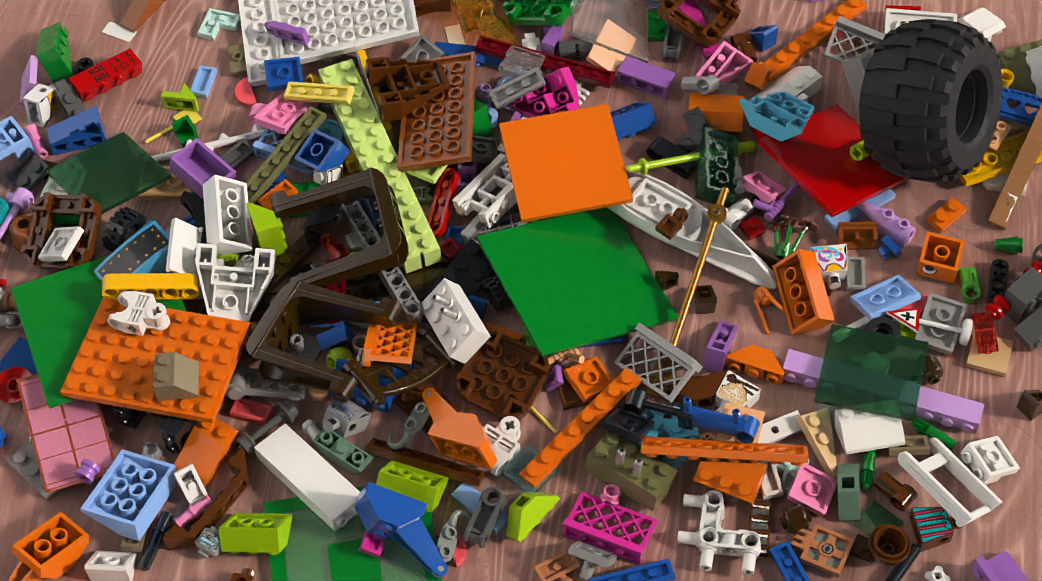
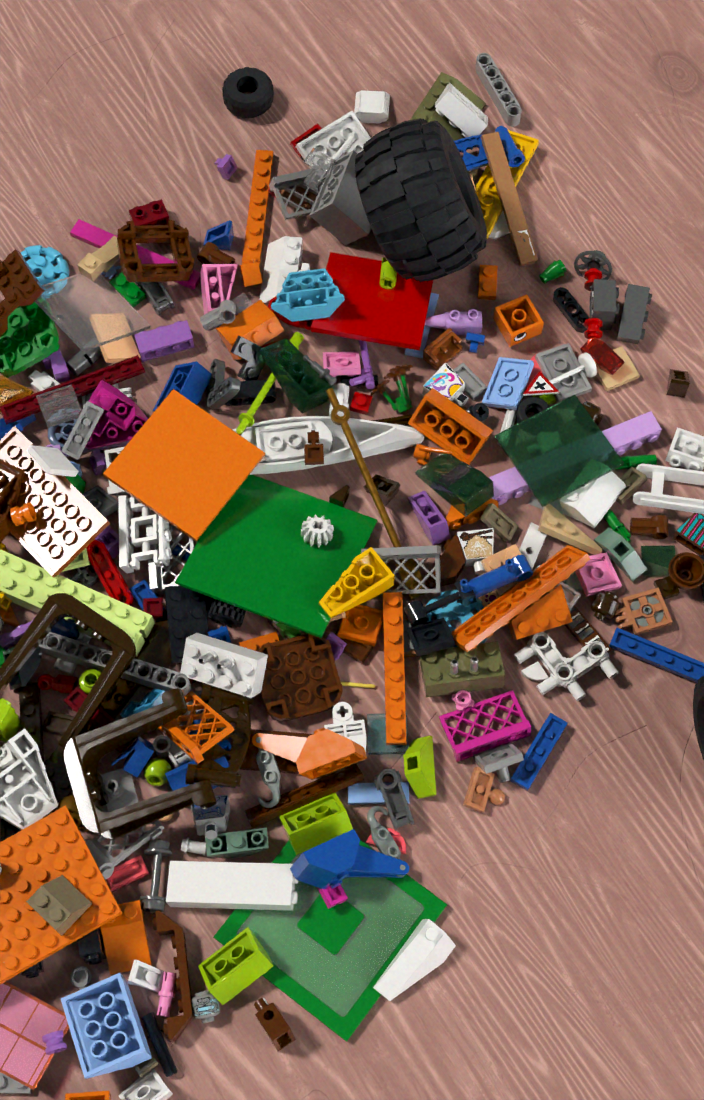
camera: 45 degrees left, 10 degrees up
(419, 111) = (22, 514): none -> orange wheel
(473, 90) = (52, 461): none -> white tile
(612, 344) = (362, 581): none -> yellow wedge
(619, 284) = (317, 530): none -> white gear
(654, 135) = (219, 390): none -> dark grey beam
(688, 521) = (535, 672): none -> white tile
(764, 335) = (457, 482): none -> clear green slope
(770, 390) = (500, 522): none -> dark tan plate
(834, 299) = (483, 411): none -> black wheel
(871, 40) = (322, 168): none -> clear tile
(969, 282) = (552, 324): bright green piece -> none

